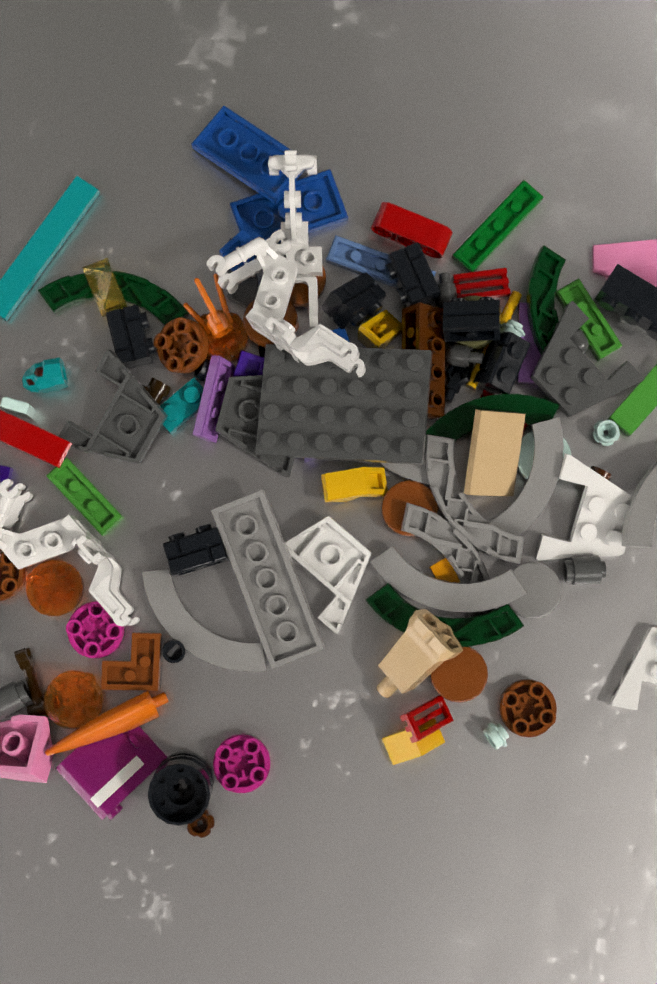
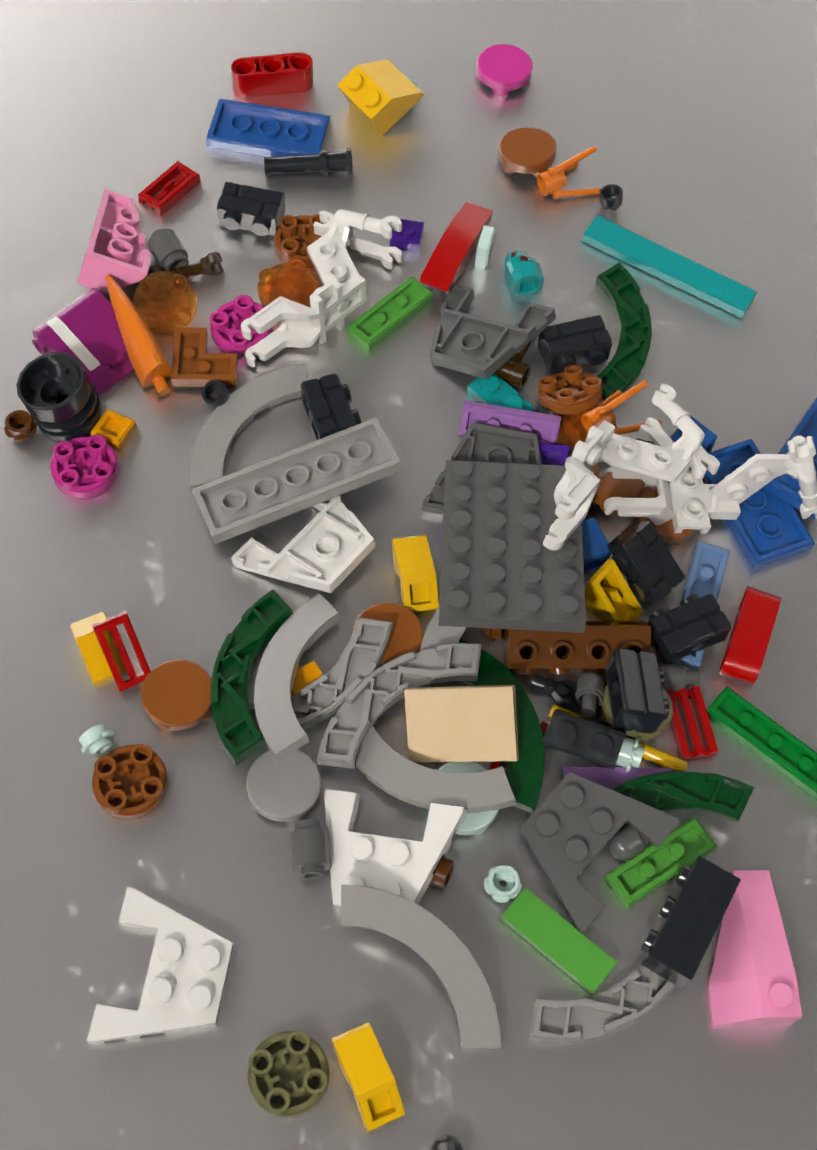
camera: 85 degrees right, 20 degrees down
(104, 286) = (632, 319): clear yellow slope -> none
(203, 740) = (114, 429): none -> light orange tile
(417, 653) = (205, 636): tan piece -> none

